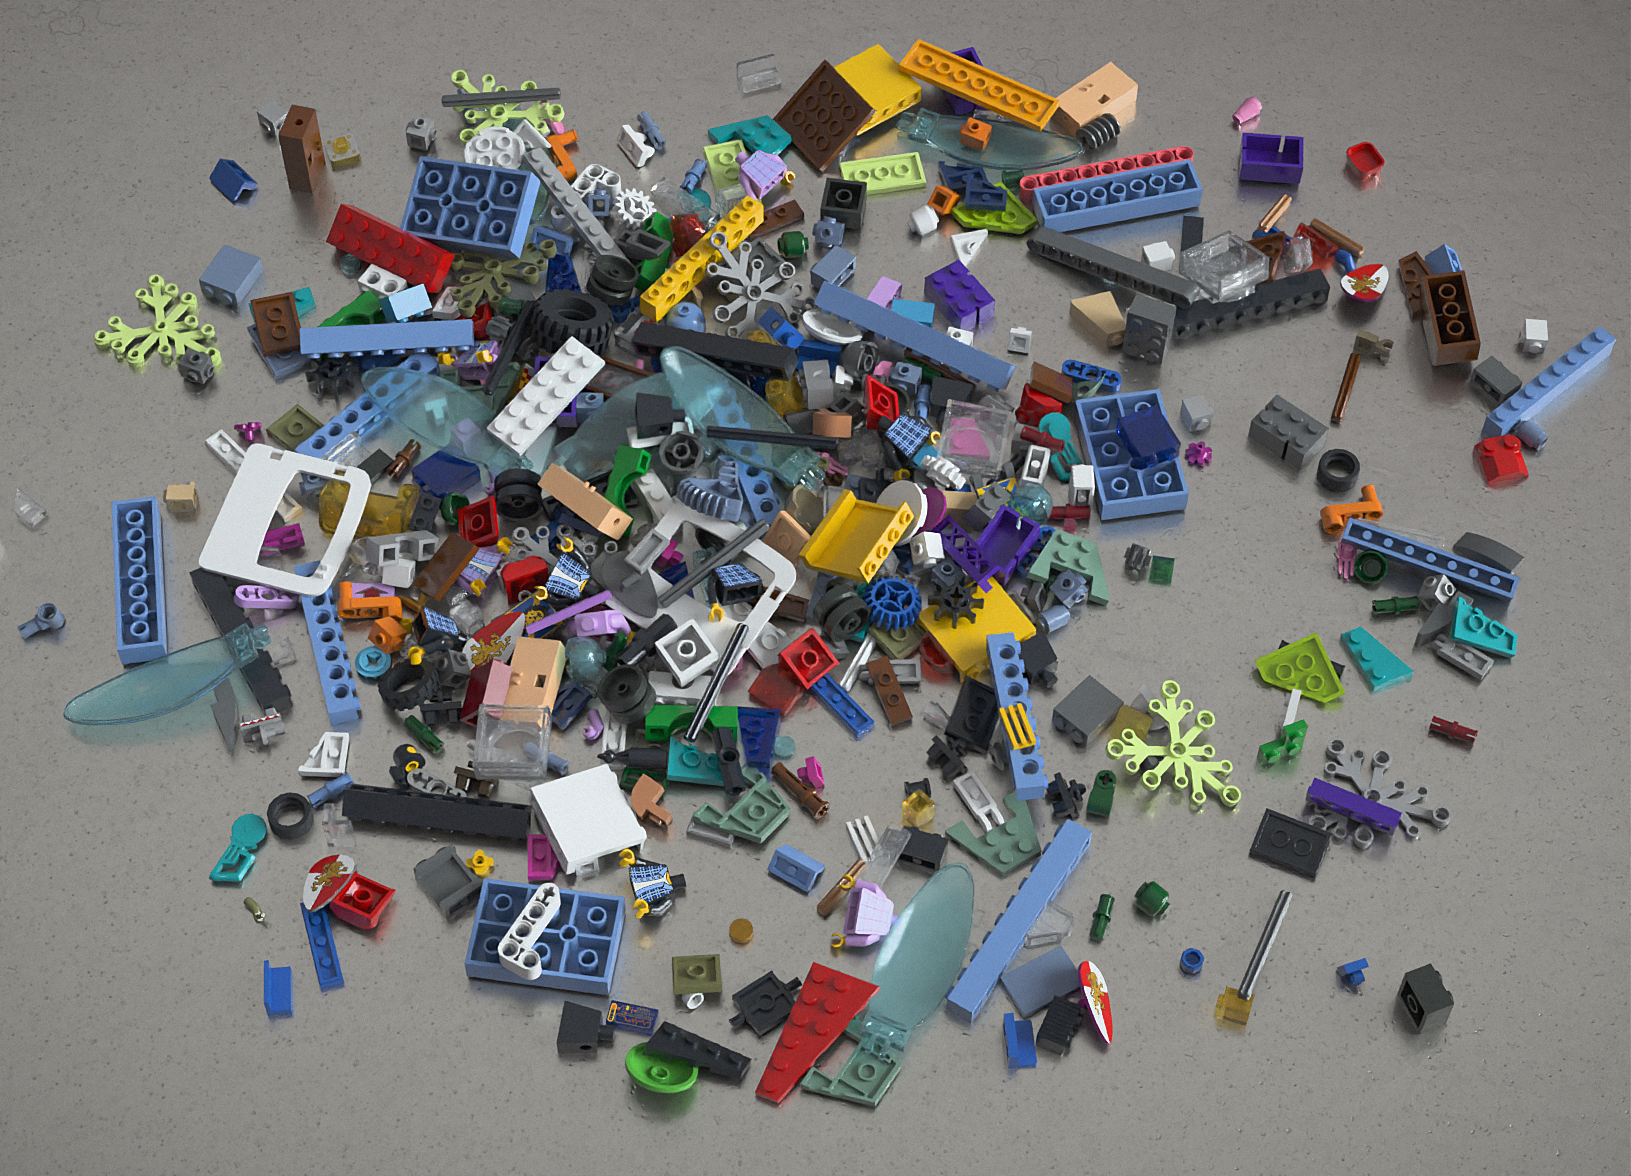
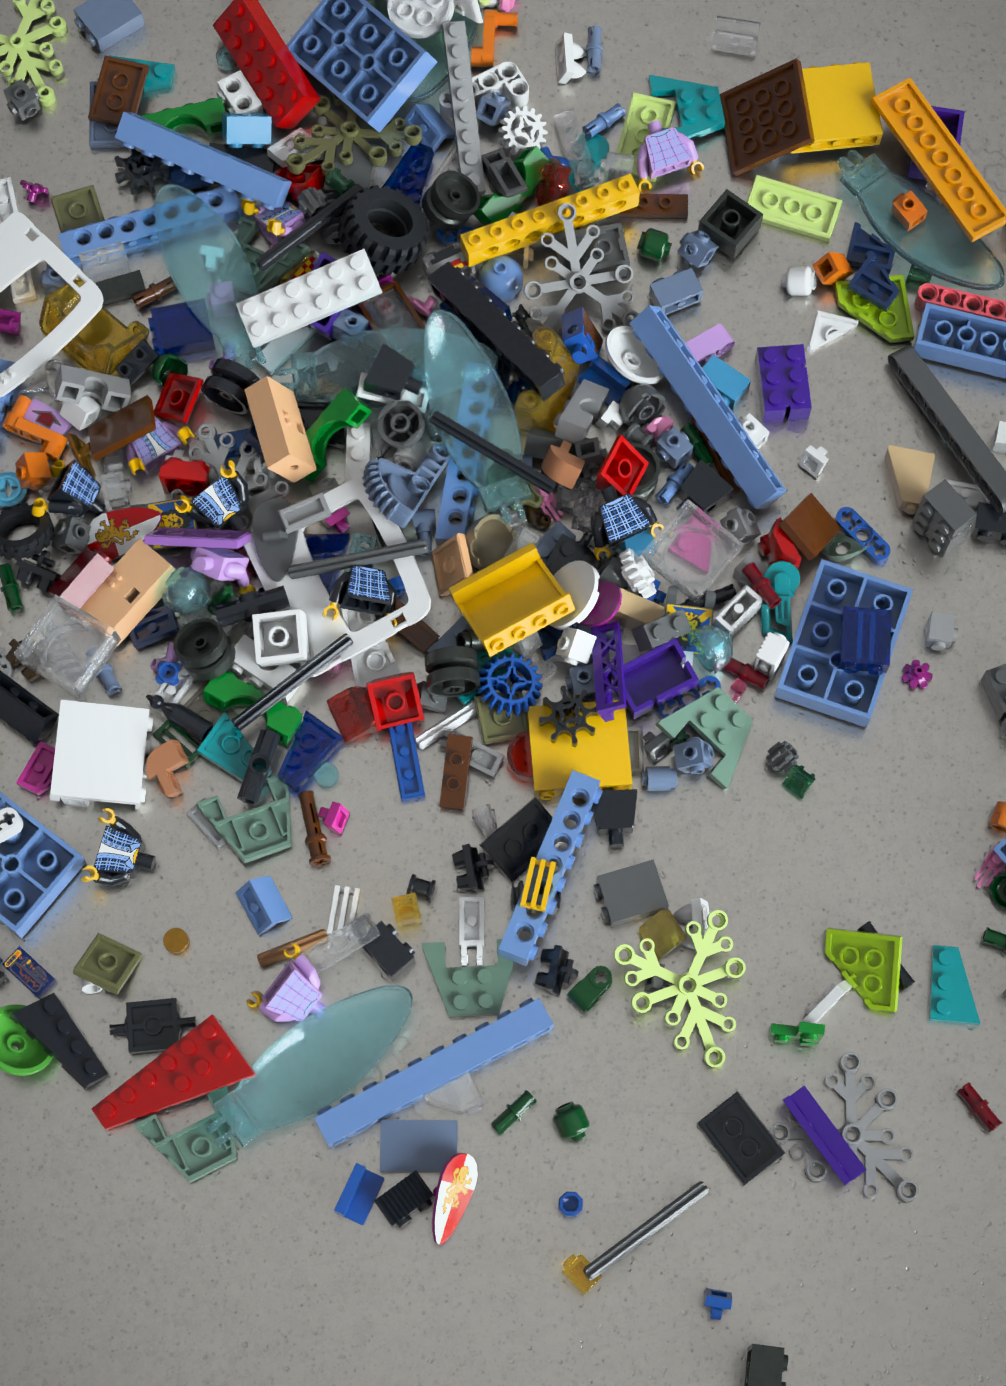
camera: 30 degrees right, 15 degrees up
(603, 725) = (164, 667): none -> blue plate

